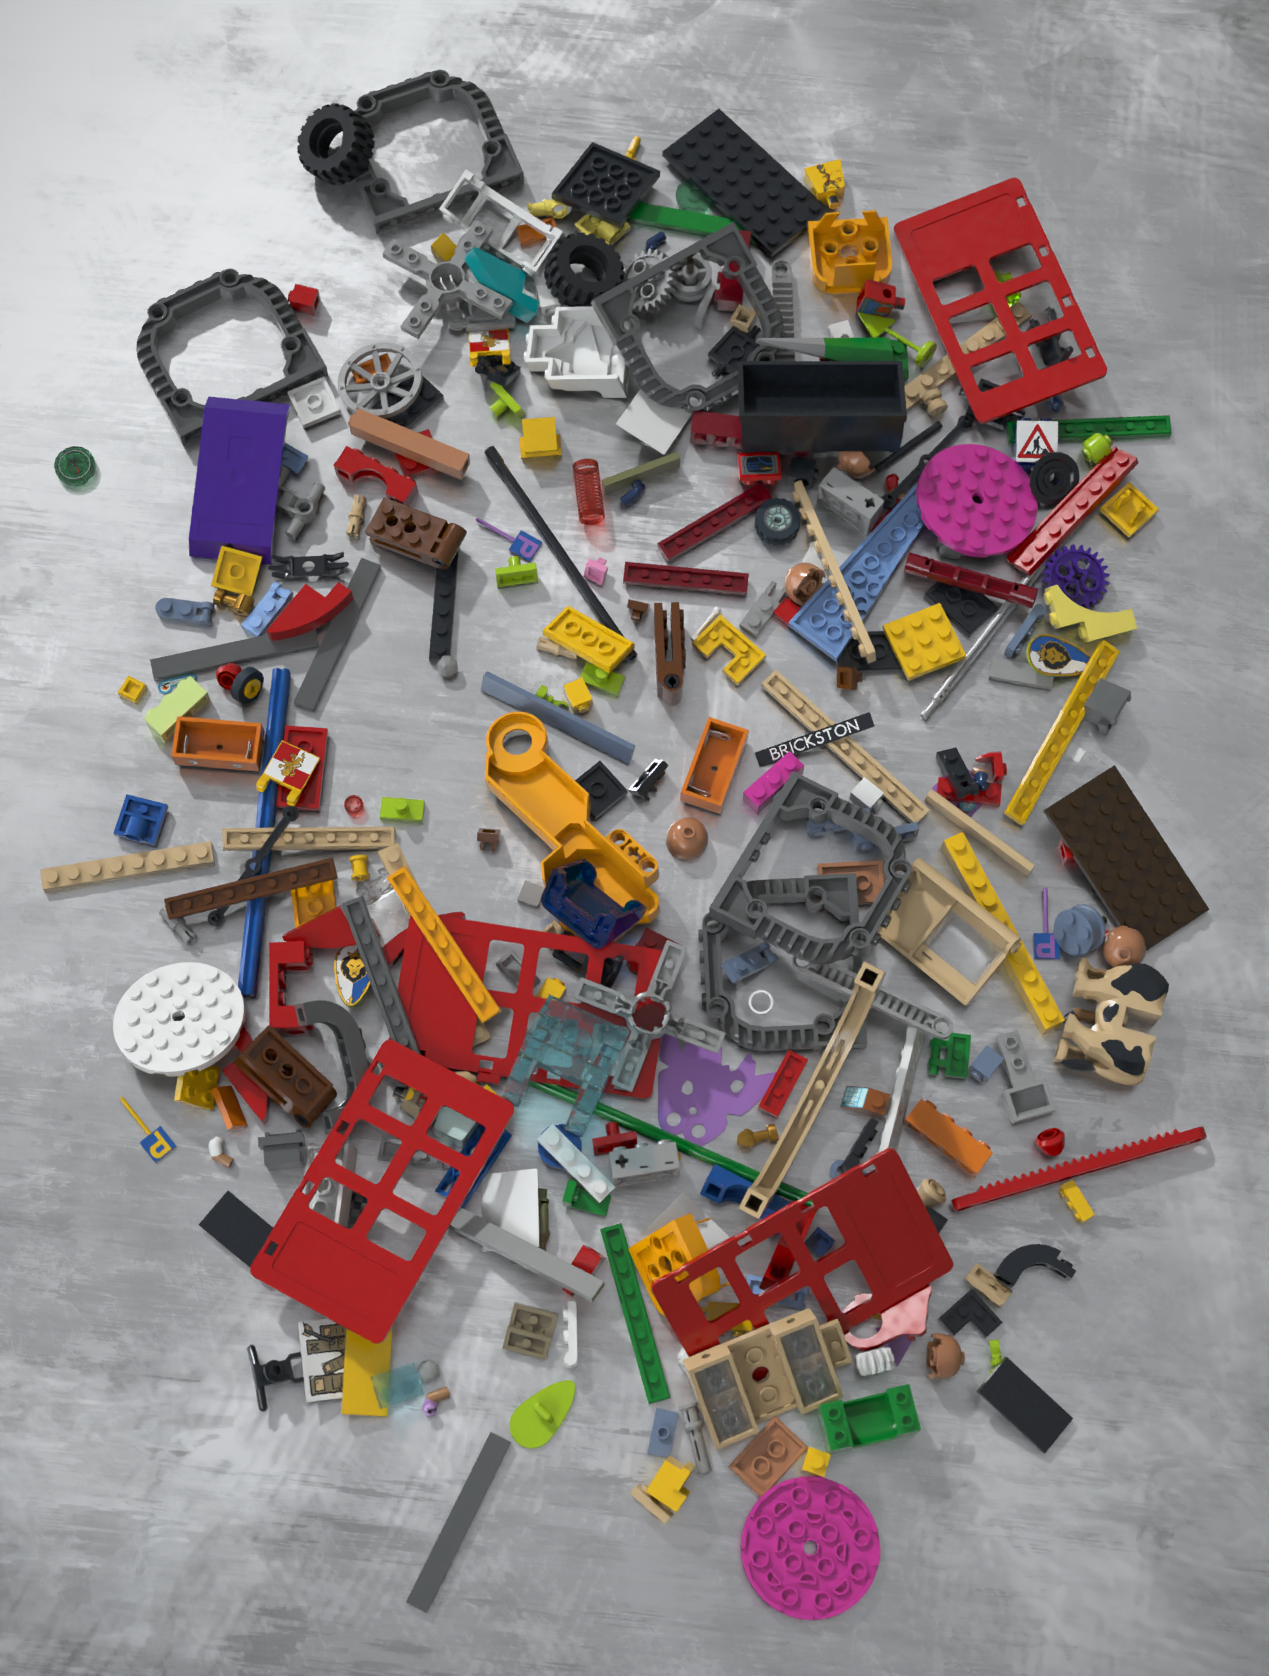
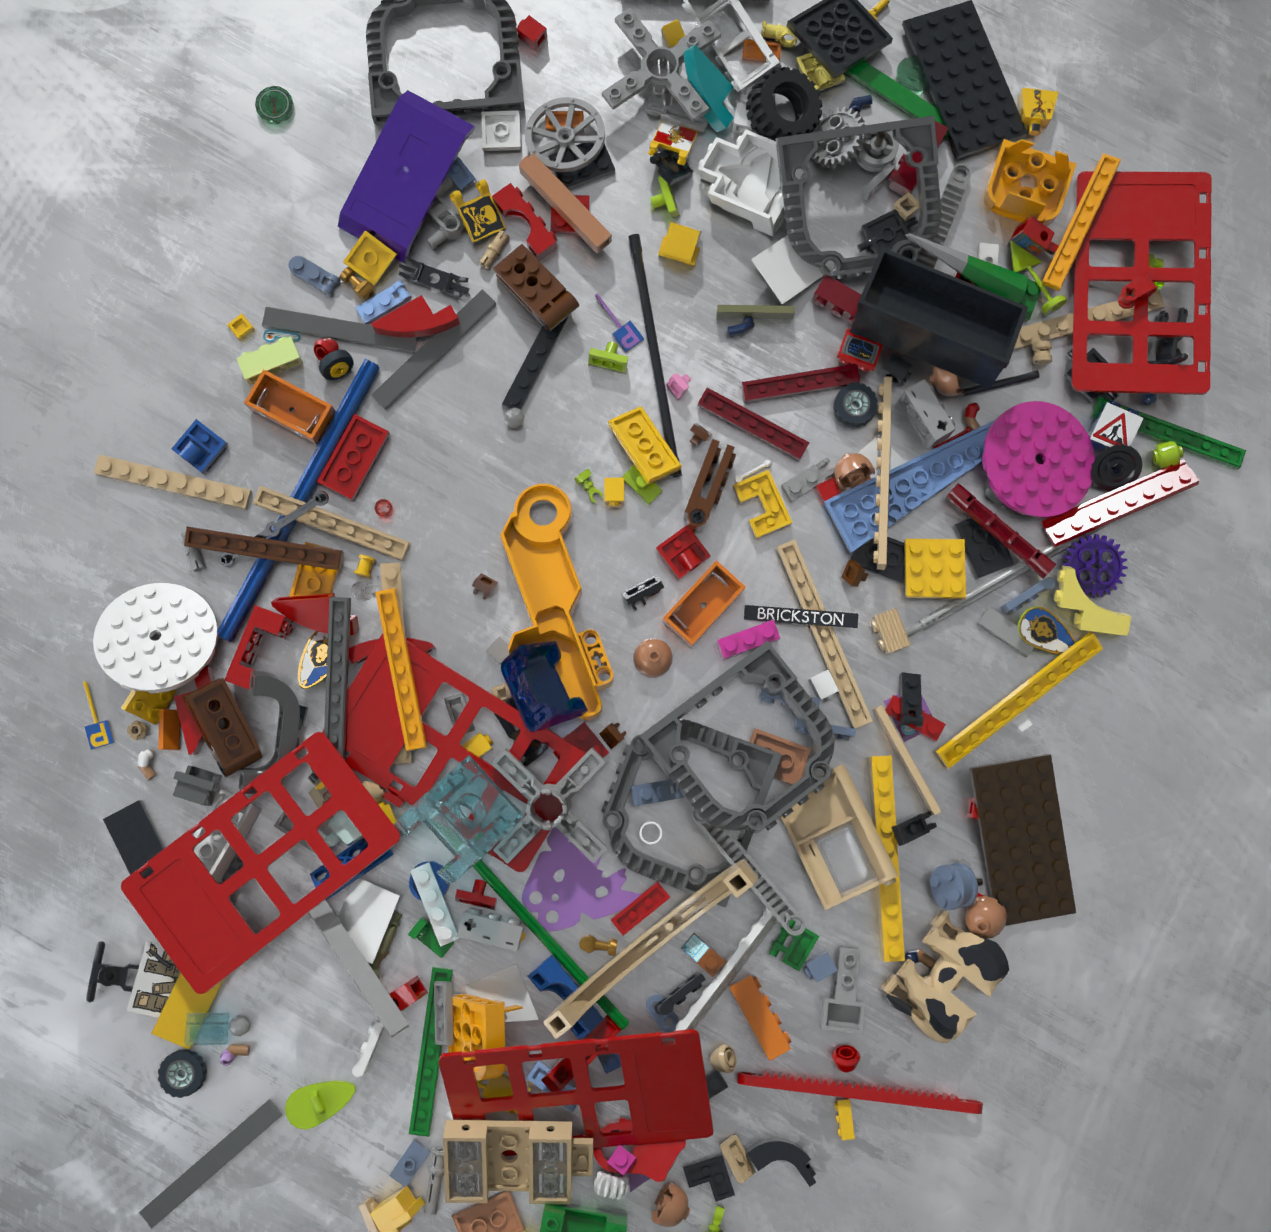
camera: 20 degrees right, 10 degrees up
(195, 1129) = (137, 725): none -> tan plate
(289, 768) = (340, 454): flag -> none
(327, 487) = (480, 213): none -> flag
(377, 1446) = (176, 1084): none -> black wheel
(402, 809) = (422, 529): lime tile -> none
(530, 1331) = (337, 1028): dark tan slope -> none
(552, 647) = (606, 433): tan pin -> none
(558, 717) = (588, 503): sand blue tile -> none
(590, 495) = (714, 290): clear red piece -> none
(602, 788) = (597, 582): black plate -> none
(631, 1265) = (443, 1013): none -> light grey tile
(671, 726) = (683, 552): none -> red plate
(680, 928) = (611, 735): none -> reddish brown tile
(875, 1330) = (621, 1160): none -> dark pink plate
(908, 718) = (890, 631): none -> tan brick
(916, 268) = (1081, 222): none -> light orange tile
(963, 424) = (1059, 383): black piece -> none
(980, 776) = (929, 712): dark blue arm -> none
(997, 309) = (1136, 291): none -> red piece
(998, 768) = (949, 709): red plate -> none
(1014, 892) = (912, 828): none -> black hinge
(1045, 943) = (919, 880): piece -> none
(1106, 704) = (1069, 694): dark grey plate -> none
(1129, 509) = (1170, 522): yellow plate -> none

